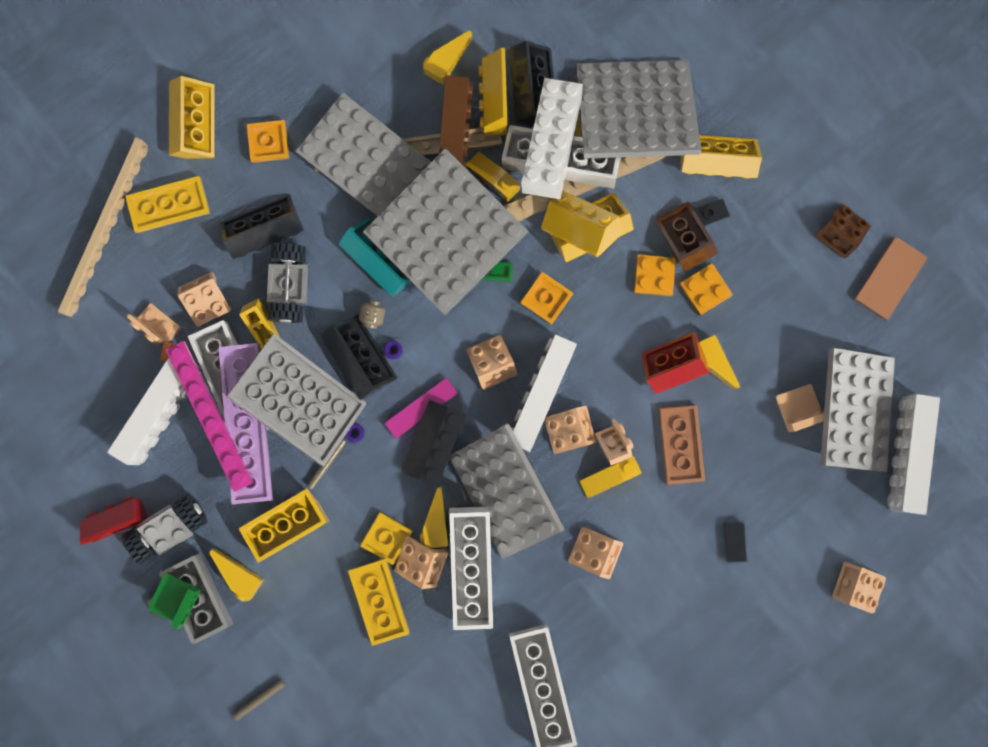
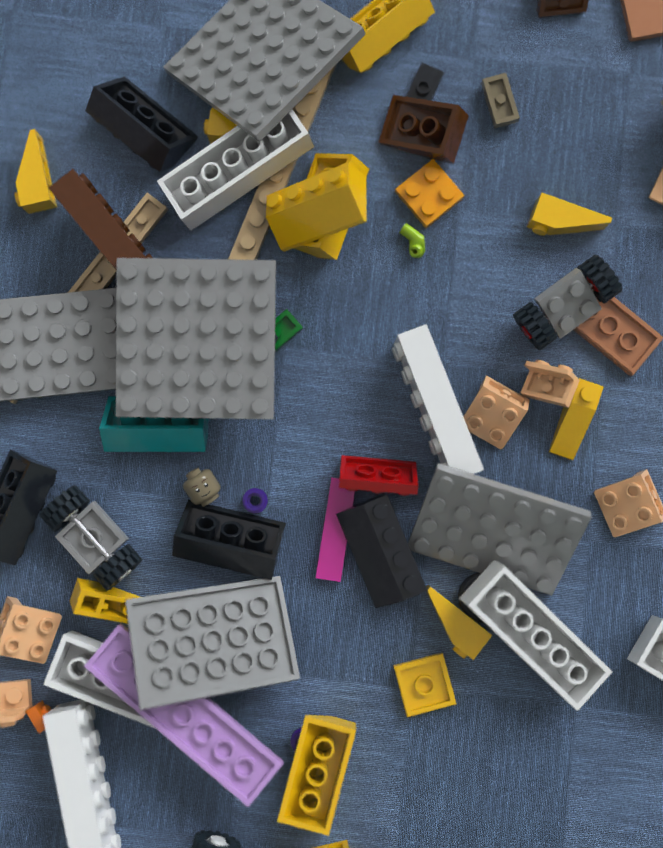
camera: 40 degrees left, 0 degrees up
(209, 416) = (141, 743): dark pink plate -> none
(321, 471) = (300, 684): dark tan bar -> none
(359, 437) = (297, 623): dark purple plate -> none
(379, 602) = (478, 753): yellow plate -> none
(420, 563) = (481, 678): light nougat bracket -> none
(472, 400) = (378, 475): none -> red plate
(492, 362) = (359, 420): light nougat bracket -> none
(494, 94) = (113, 165): yellow slope -> none
(494, 176) = (190, 244): yellow slope -> none
(546, 298) = (351, 311): light orange plate -> none
(552, 138) = (211, 152): white brick -> none
(622, 293) = (416, 241): none -> lime arm
(668, 408) = (568, 302): none -> plate
(674, 363) = (531, 254): red slope -> none
(706, 289) = (489, 161): light orange plate -> none
(745, 261) = (500, 100): none -> dark tan plate

